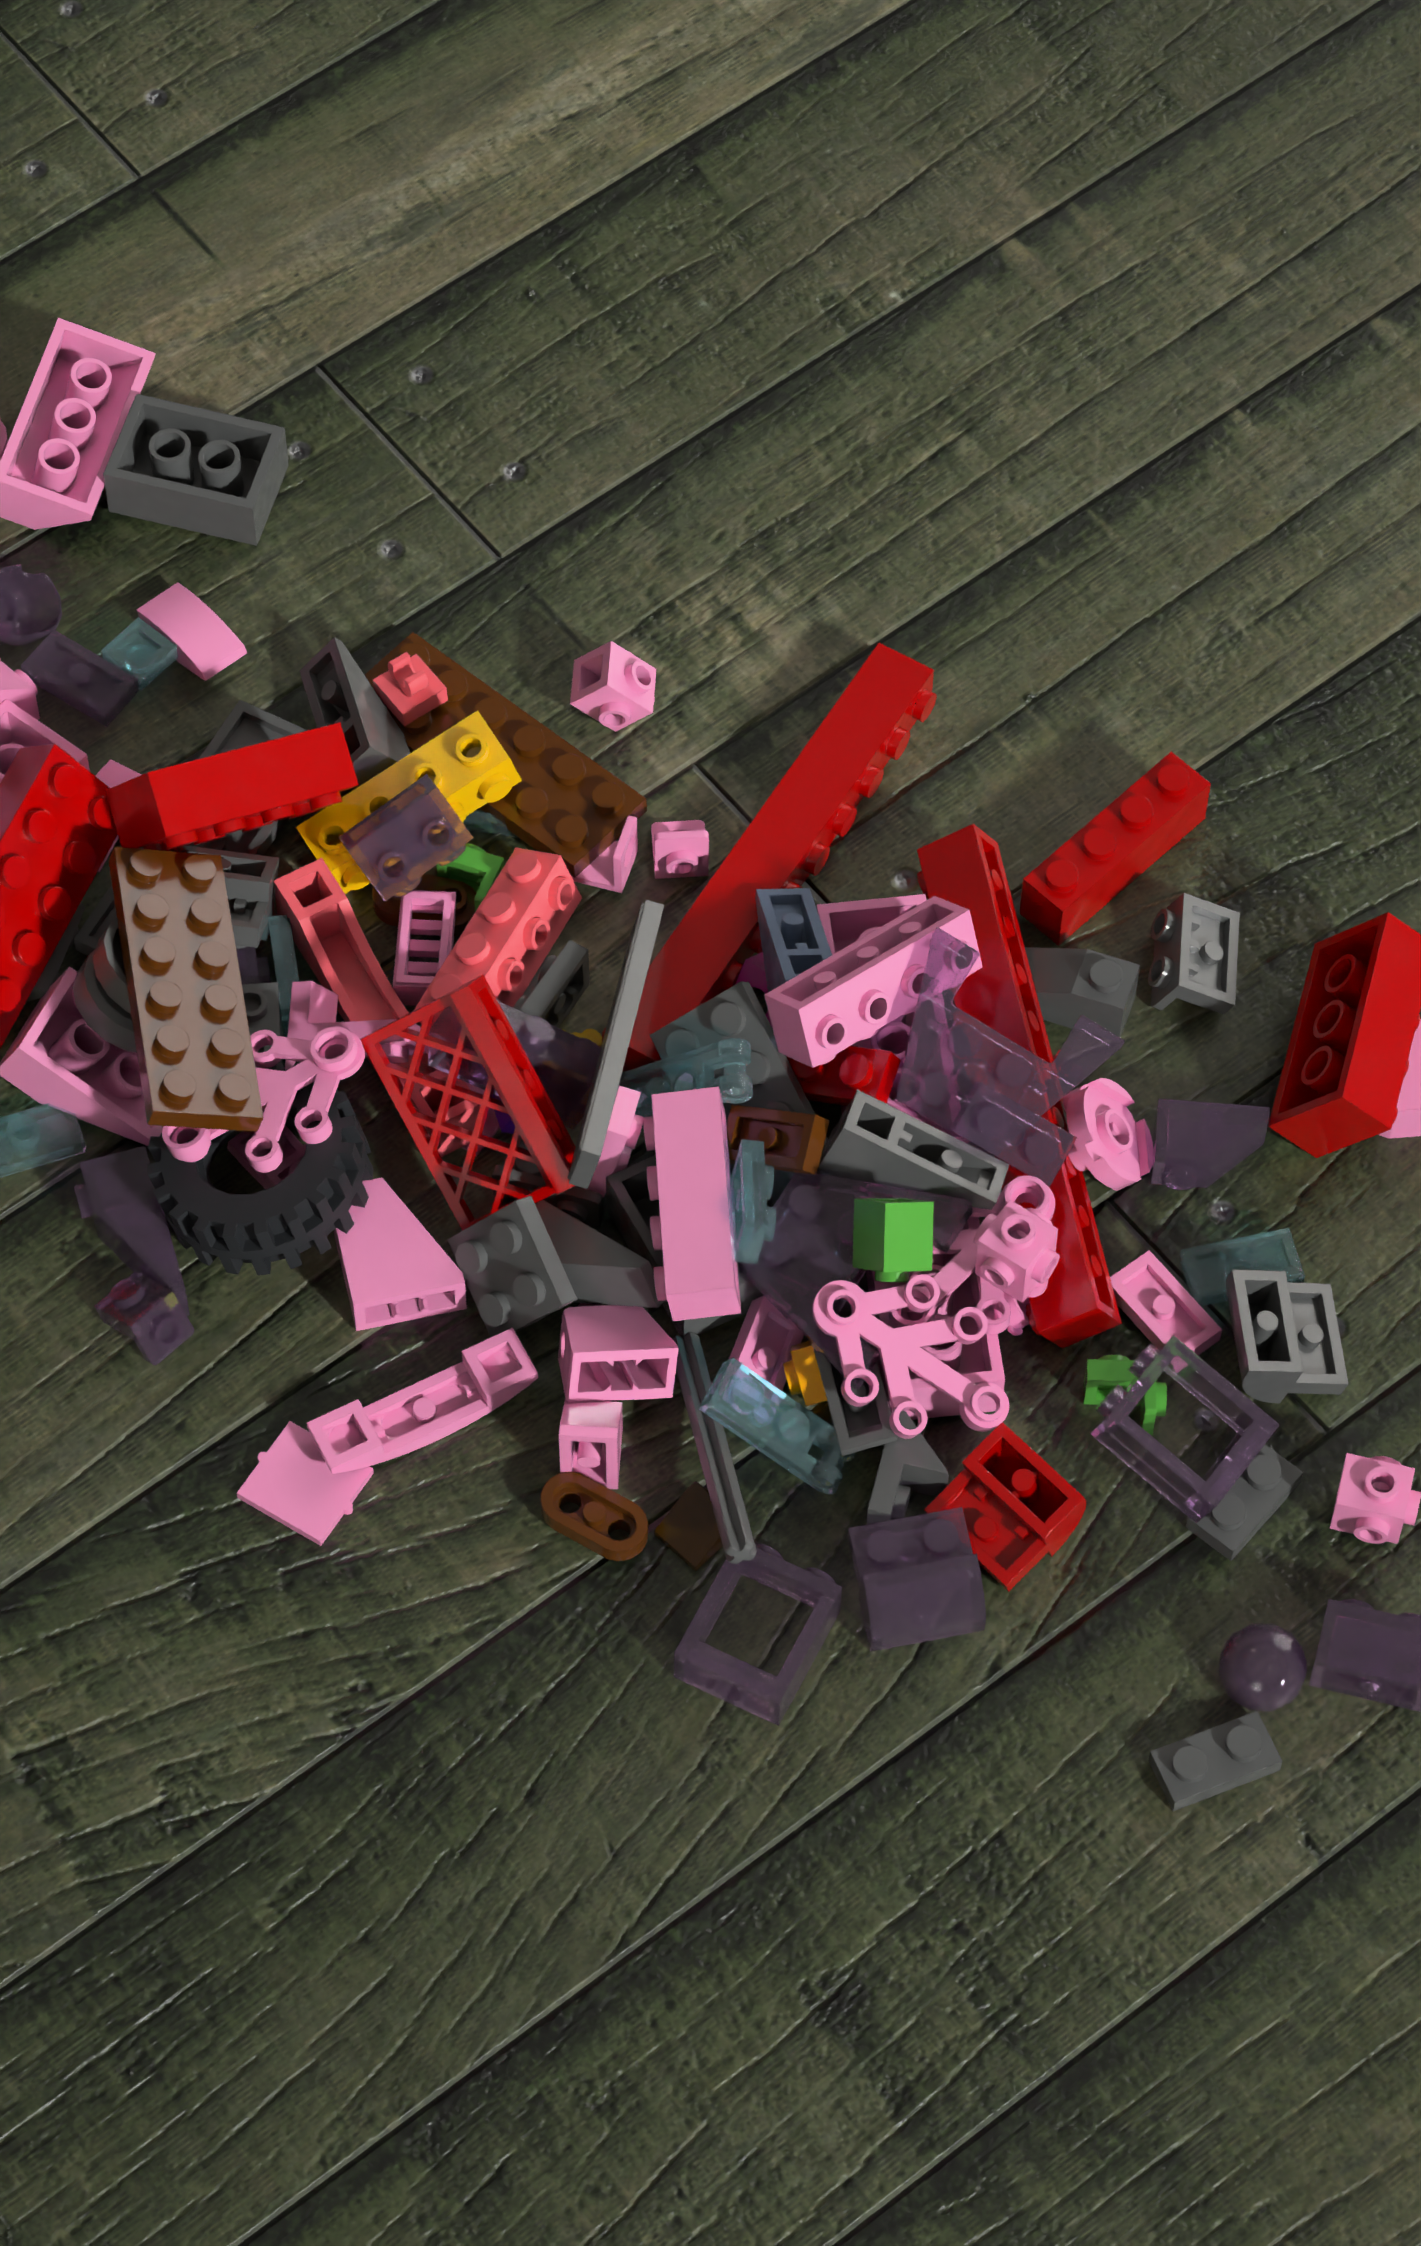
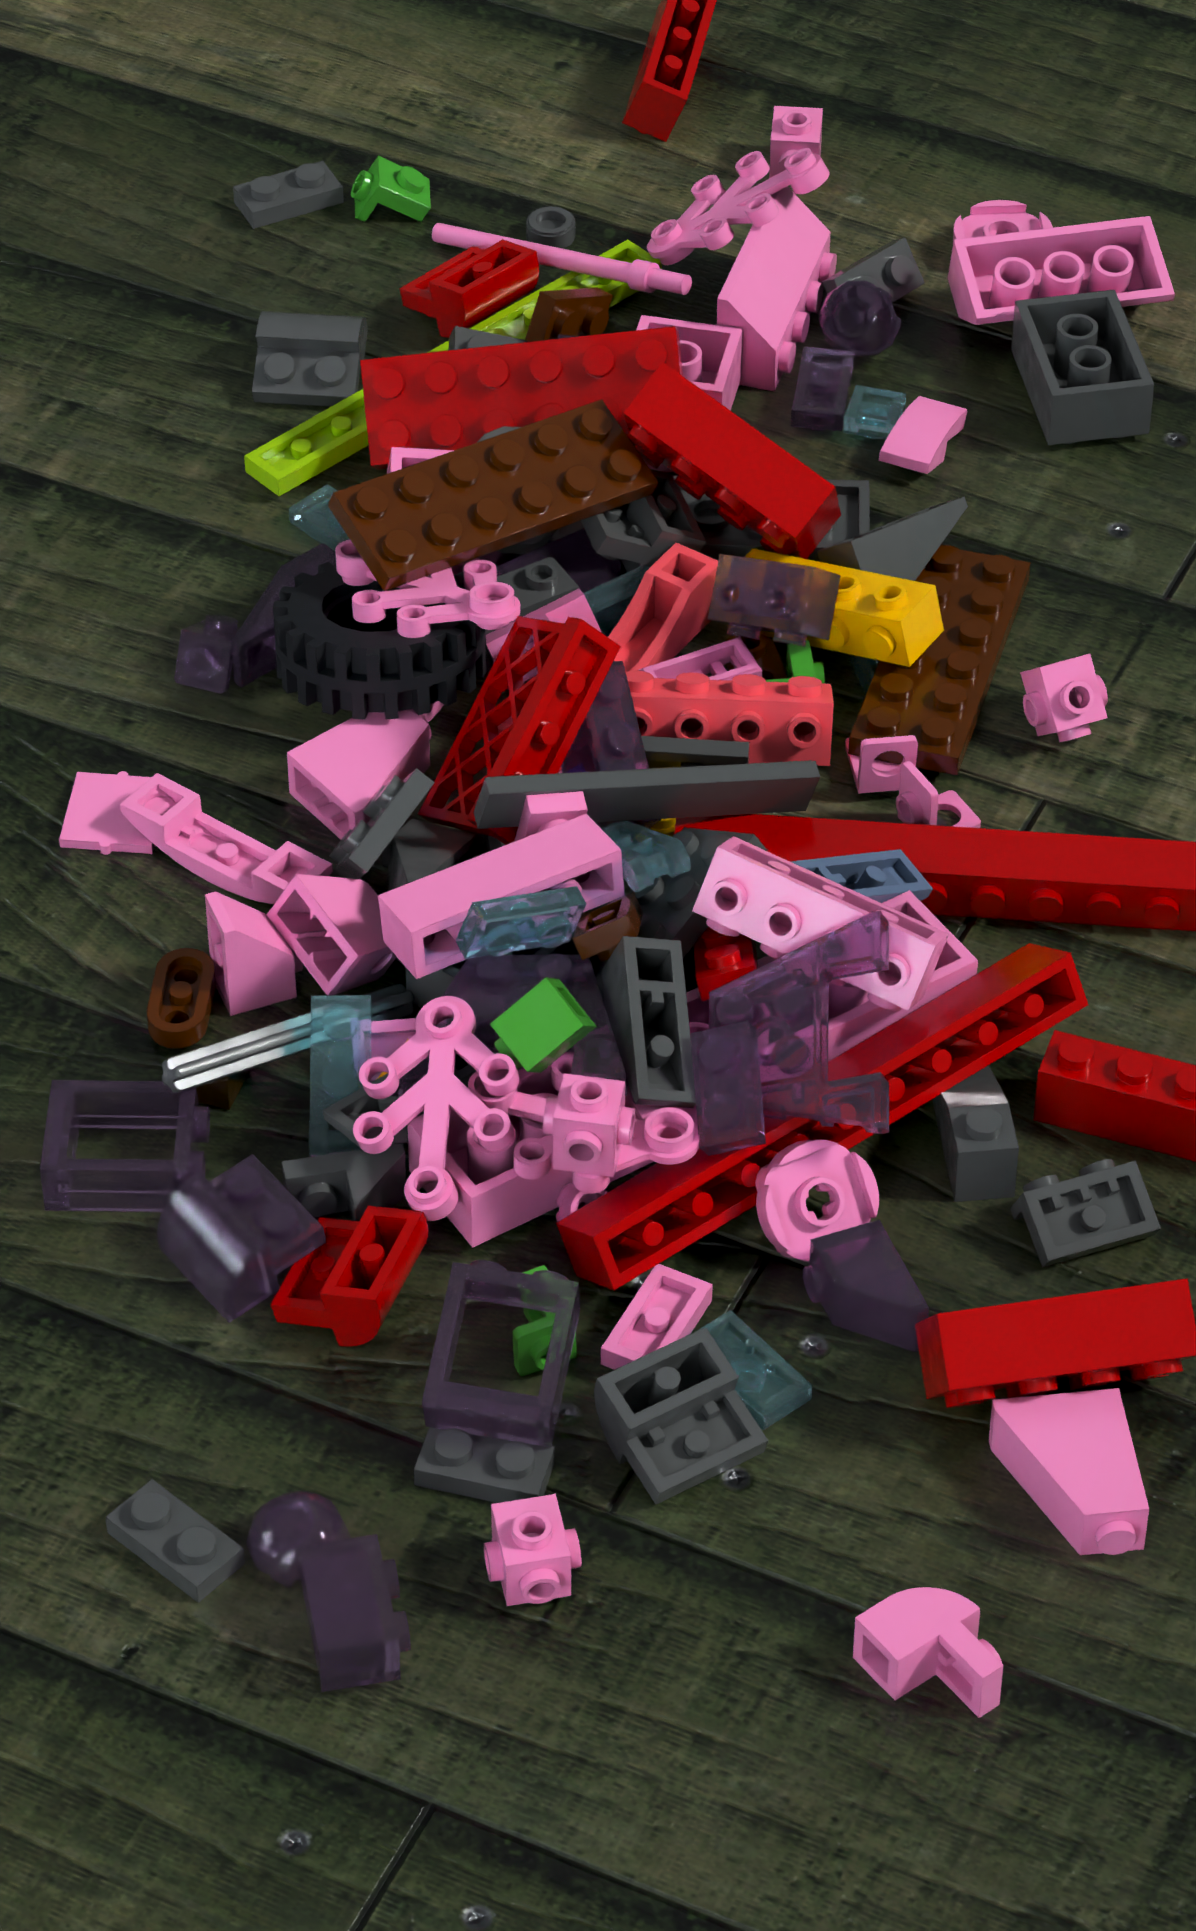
camera: 65 degrees right, 15 degrees down
(409, 688) = (955, 565): coral tile -> none

